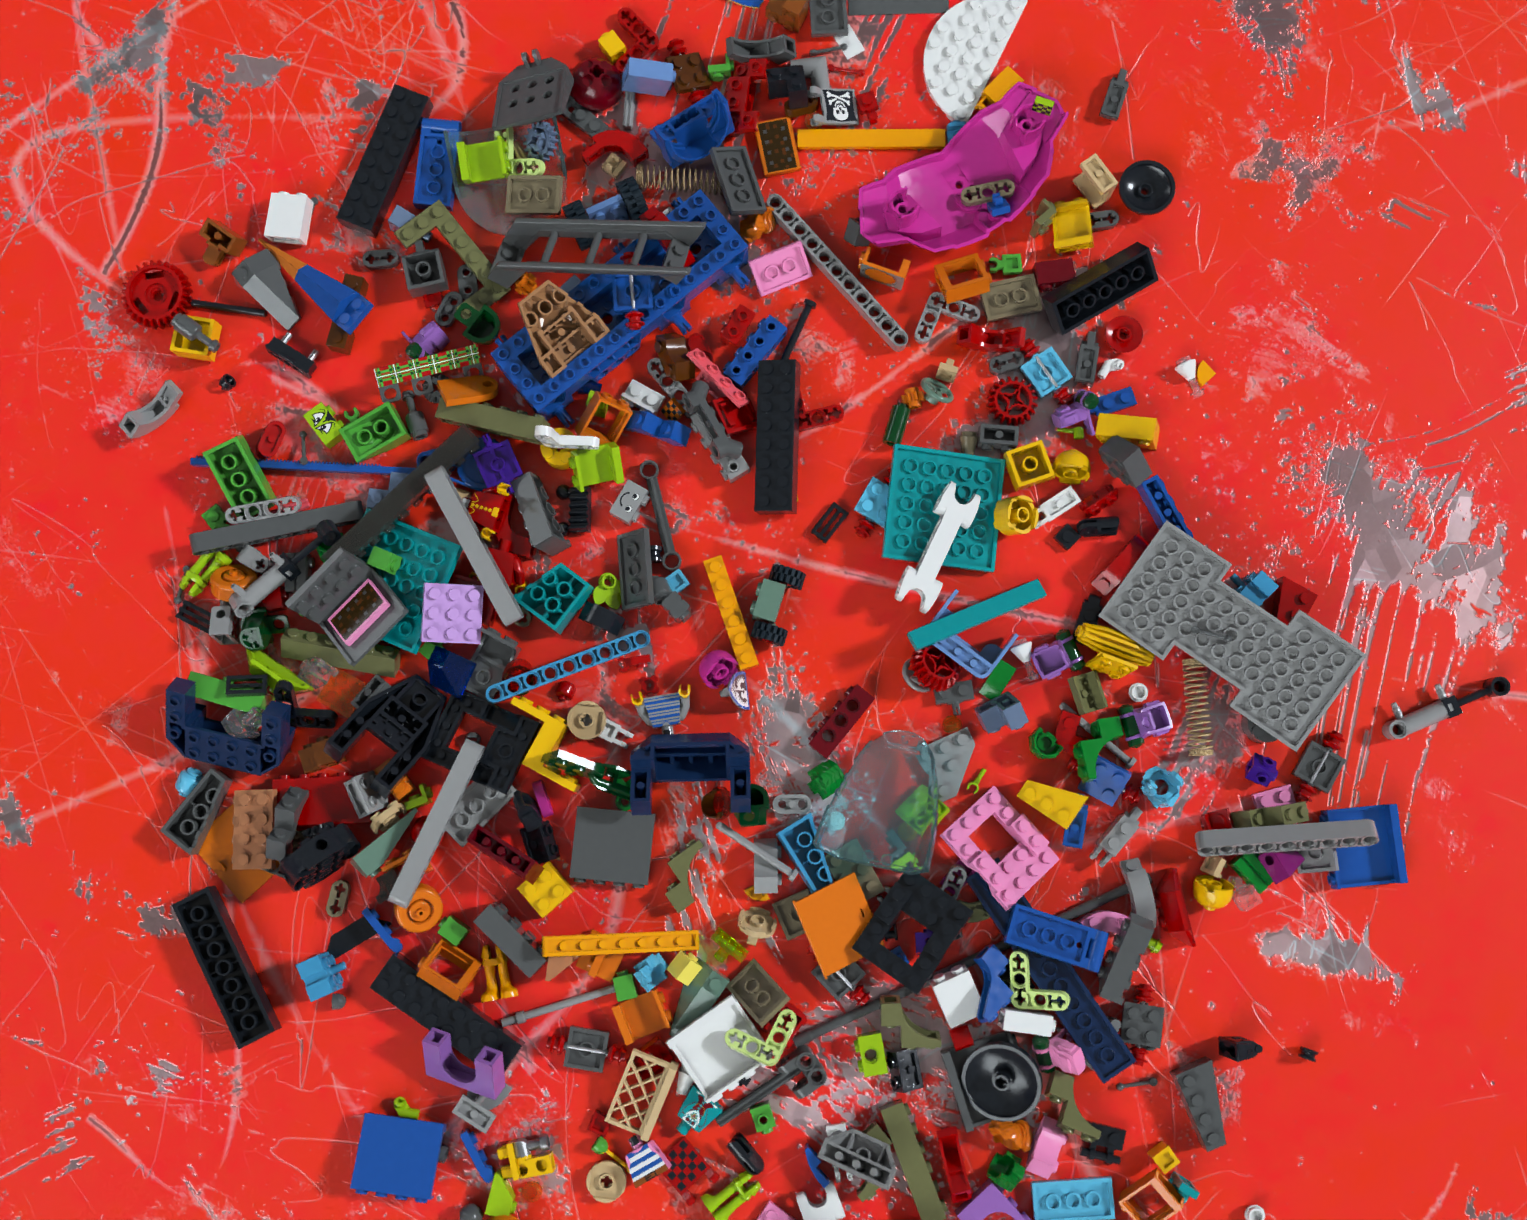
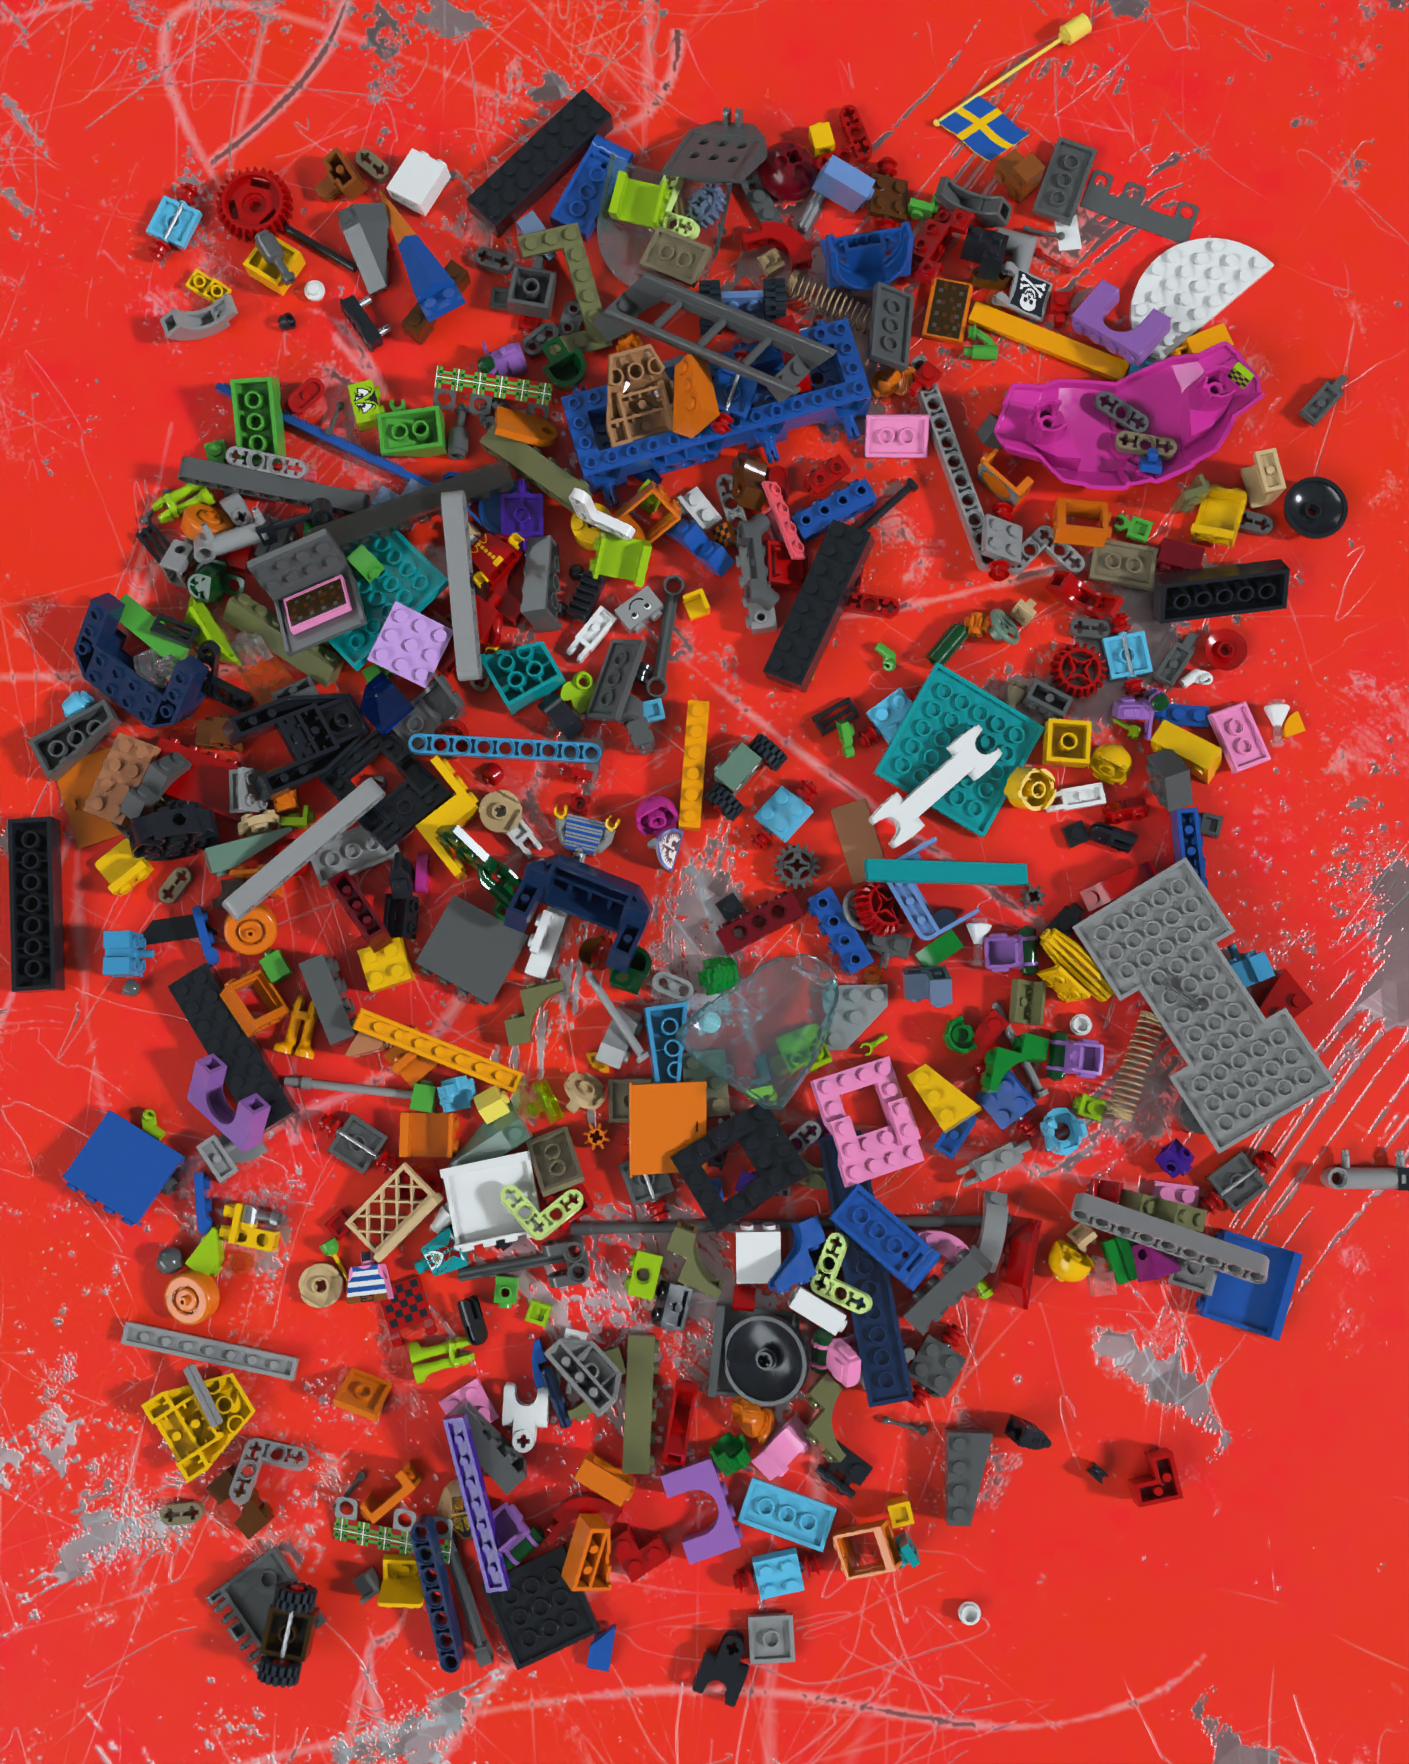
camera: 25 degrees right, 0 degrees up
(93, 337) = (174, 222): none -> medium azure plate
(146, 381) = (206, 287): none -> yellow slope
(239, 346) = (314, 290): none -> white plate
(244, 216) = (375, 163): none -> dark tan beam
(286, 904) = (123, 869): none -> yellow bracket
(399, 289) = (498, 299): none -> dark grey tile
(598, 537) = (592, 633): none -> white hinge
(602, 308) = (693, 397): none -> orange wedge
(670, 813) = (545, 941): none -> white bracket
(675, 478) = (696, 604): none -> yellow panel
(784, 211) = (925, 378): none -> red plate
(787, 959) = (601, 1133): none -> orange gear
(797, 1124) = (538, 1312): none -> lime tile
(810, 718) = (730, 907): none -> black plate
(822, 622) = (783, 814): none -> medium azure plate
(824, 168) = (981, 352): none -> bright green plant
(842, 1187) = (556, 1396): none -> dark blue axle
(844, 533) = (845, 734): none -> bright green plate
(848, 652) = (786, 866): none -> dark grey gear
(852, 455) = (888, 655): none -> bright green arm
(890, 615) = (856, 837): none -> nougat sticker
(904, 320) = (1001, 541): none -> light grey plate
(914, 703) = (842, 936): none -> blue brick
(941, 115) = (1132, 344): none -> medium lavender arch
(944, 166) = (1110, 399): none -> dark grey beam
(1059, 601) = (1038, 896): none -> dark grey gear
(1165, 401) = (1239, 737): none -> bright pink tile
(1173, 483) = (1210, 825): none -> dark grey tile
(1173, 756) = (1089, 1106): none -> lime bracket
(1363, 1039) = (1160, 1484): none -> red brick

